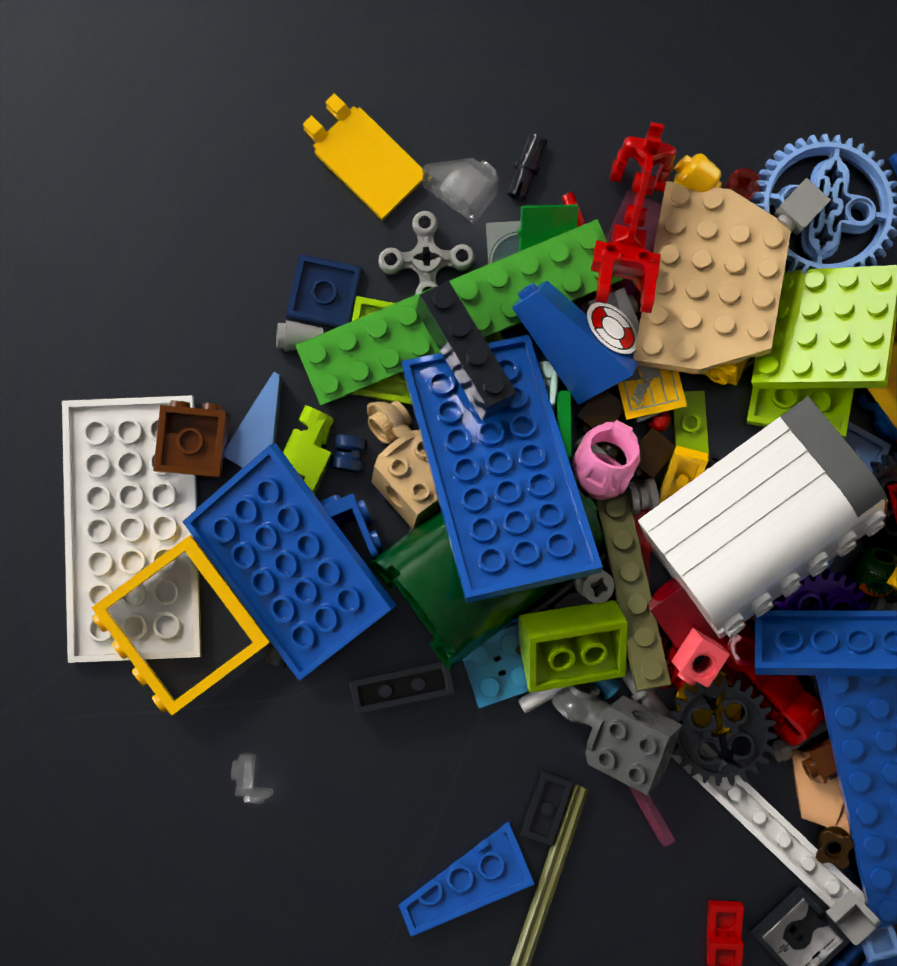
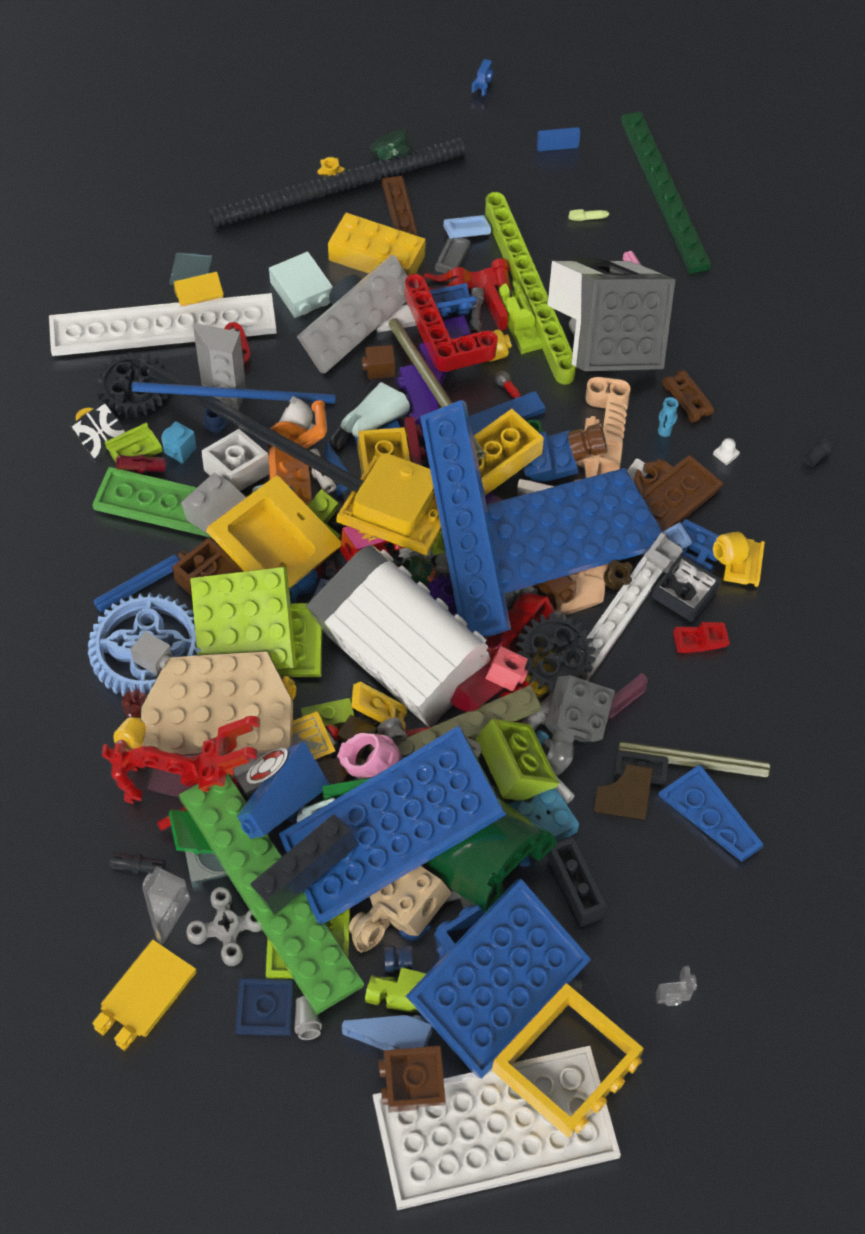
camera: 100 degrees left, 25 degrees down
(510, 780) = (627, 796): none -> dark brown tile

